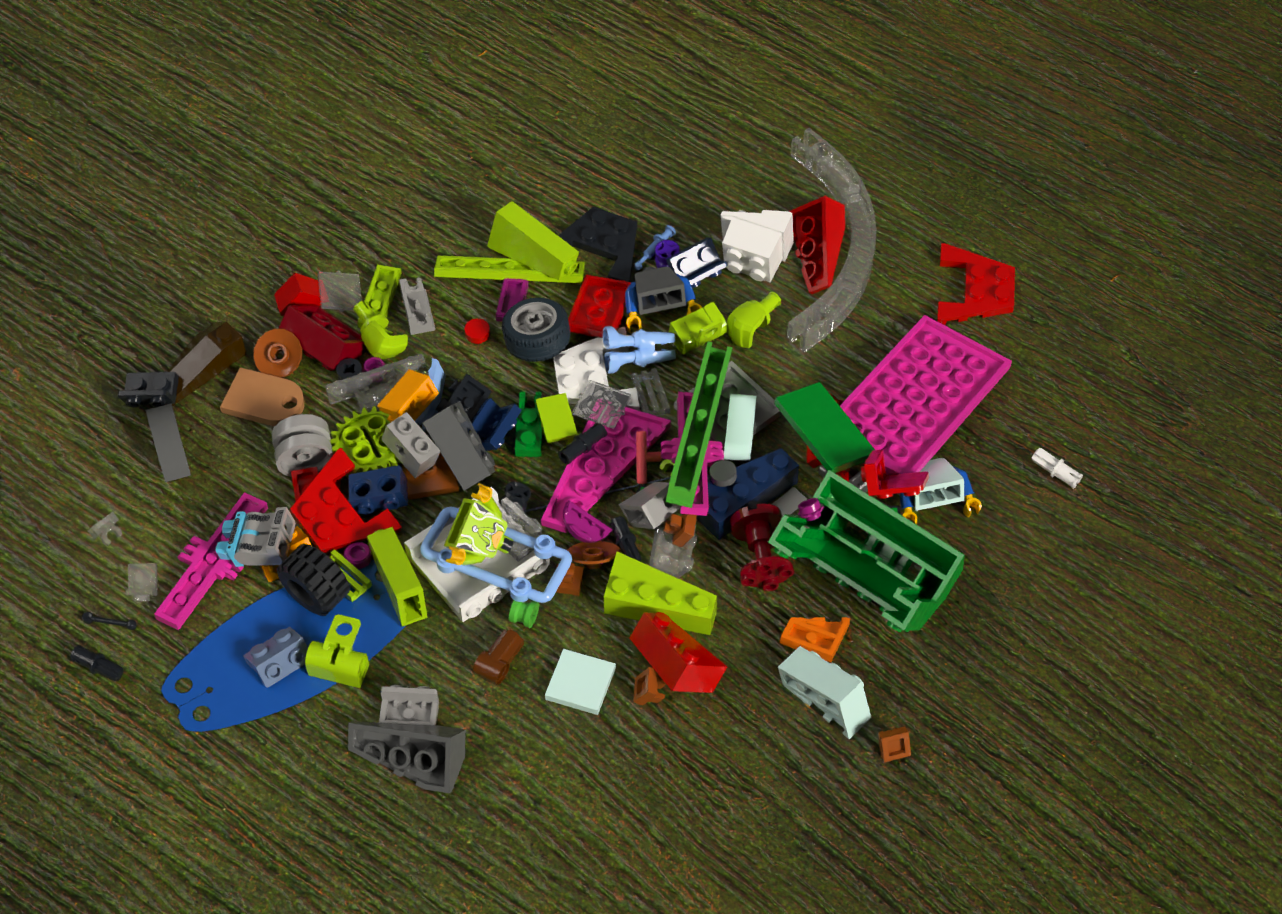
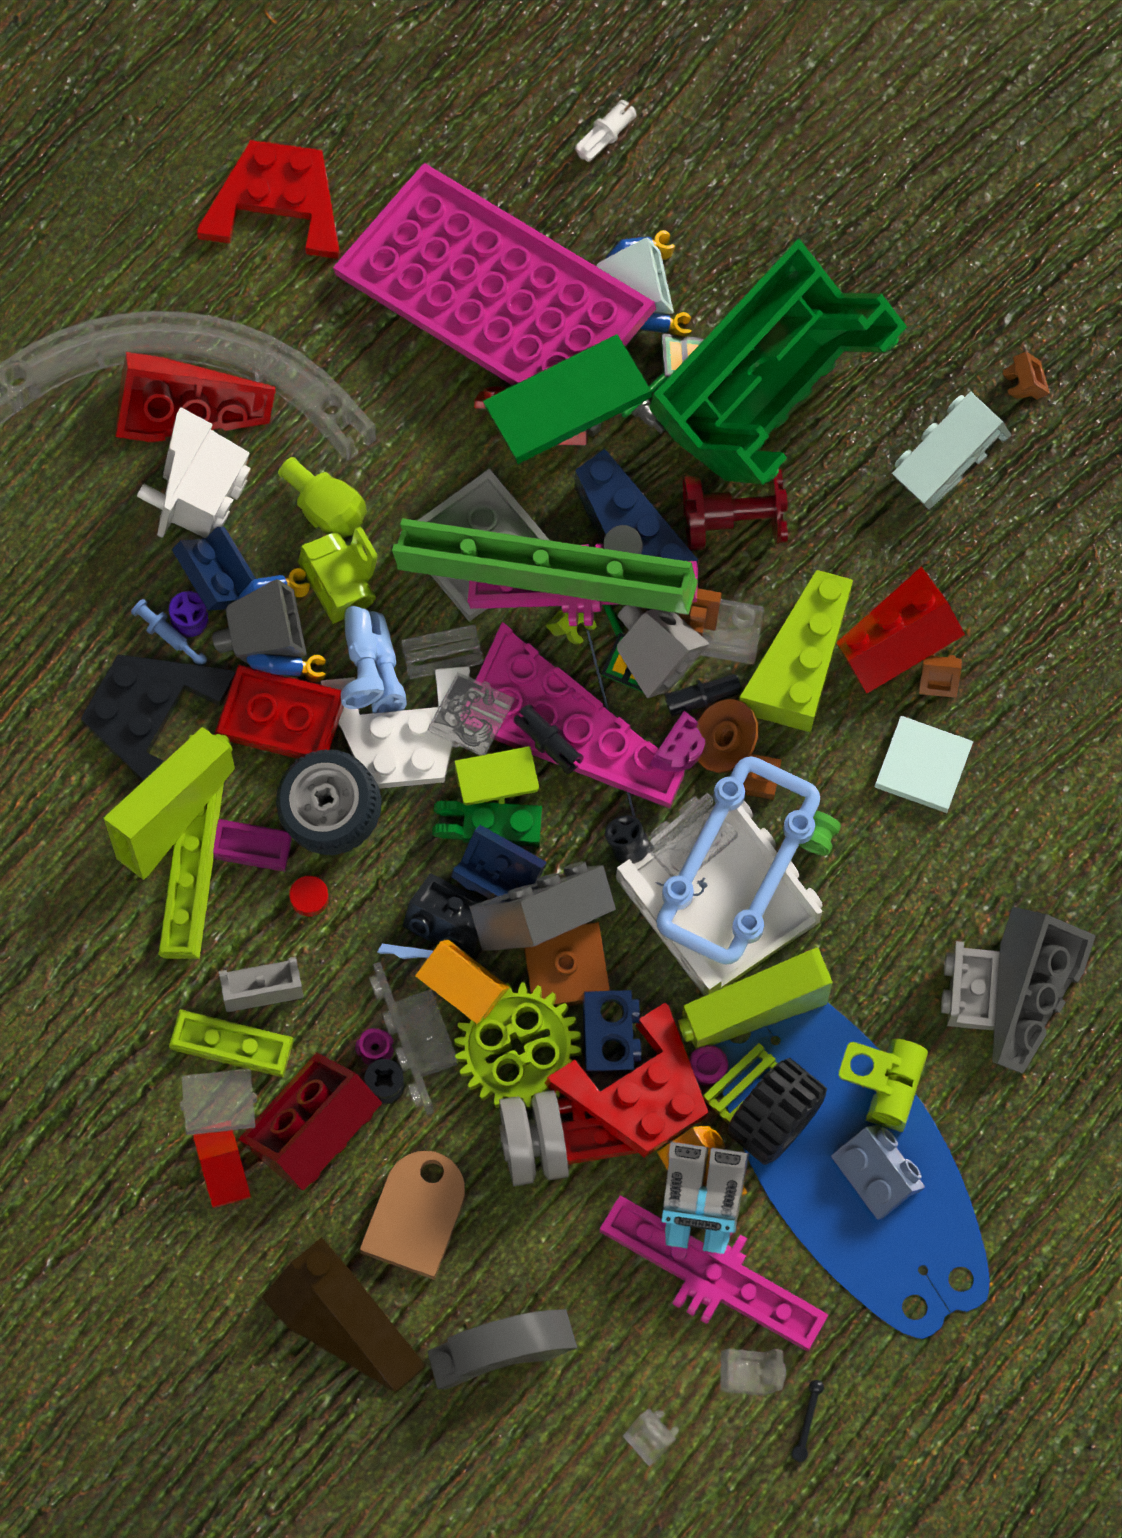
camera: 90 degrees left, 15 degrees up
(96, 663) = (883, 1430): black axle -> none
(150, 389) = (398, 1384): black bracket -> none
(267, 352) = (358, 1193): dark orange dish -> none
(375, 336) = (318, 1042): lime piece -> none
(410, 445) = (551, 974): light grey brick -> none
(478, 530) = (726, 875): lime torso -> none
(496, 661) = (897, 873): reddish brown piece -> none
(643, 457) = (559, 657): coral piece -> none
(740, 427) = (533, 518): light aqua beam -> none
(789, 501) = (649, 486): white sticker -> none
(810, 509) = (696, 429): magenta plate -> none
(815, 635) = (864, 458): orange wing -> none
(886, 485) = (673, 313): red bracket -> none

